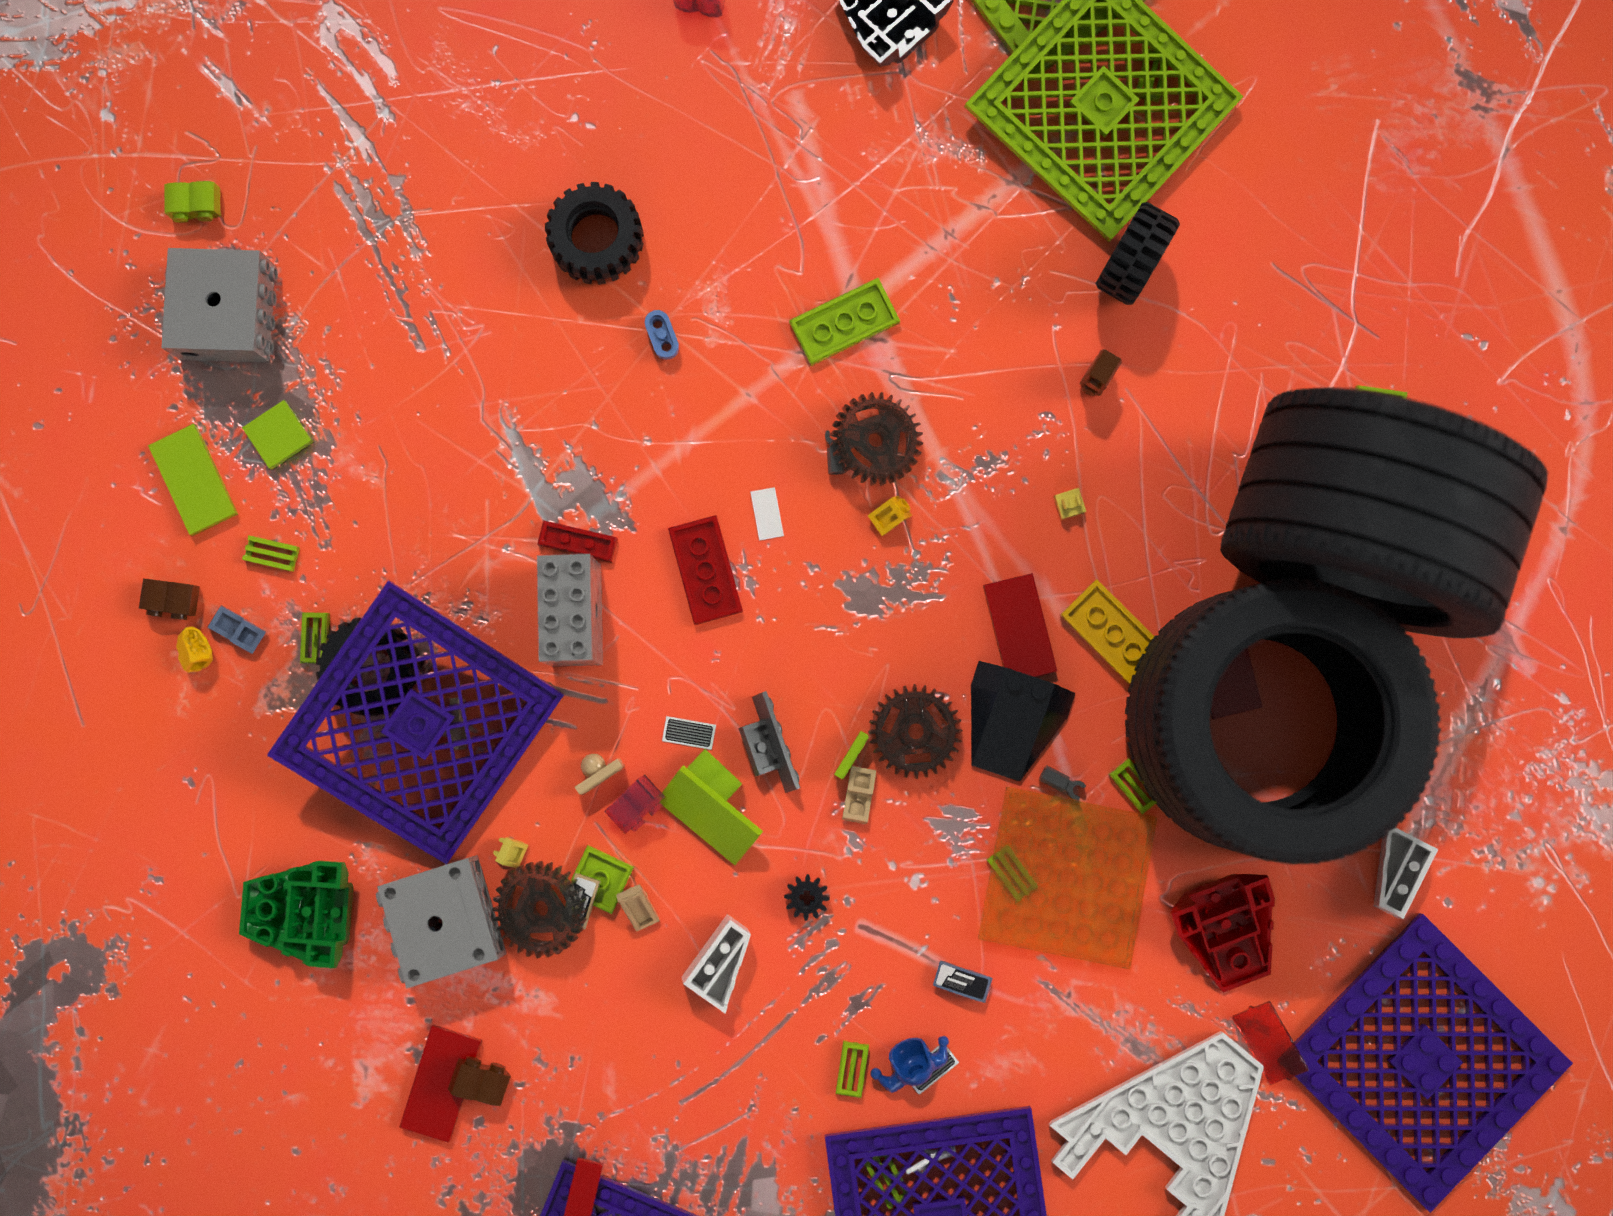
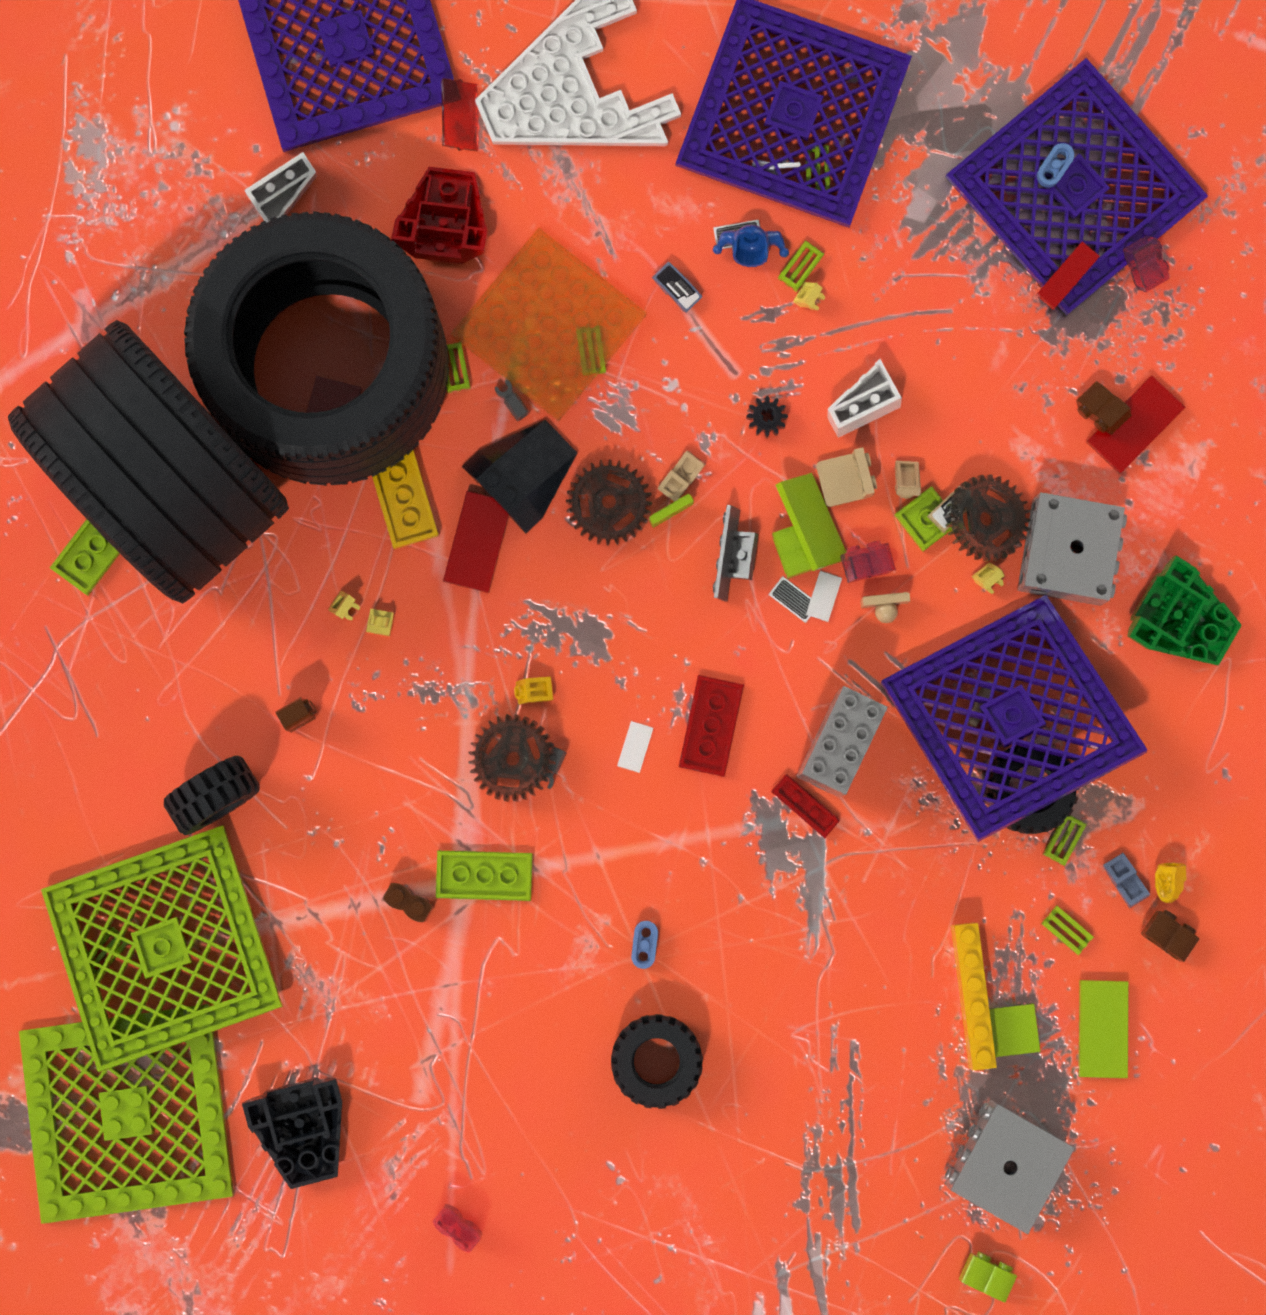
camera: 150 degrees left, 0 degrees up
(329, 445) = (973, 996): none -> yellow brick
(661, 751) = (824, 596): none -> white sticker
(698, 877) = (846, 478): none -> tan bracket
(829, 1042) = (808, 294): none -> light yellow tile
(906, 259) = (414, 906): none -> reddish brown brick
(1114, 499) = (342, 604): none -> light yellow tile

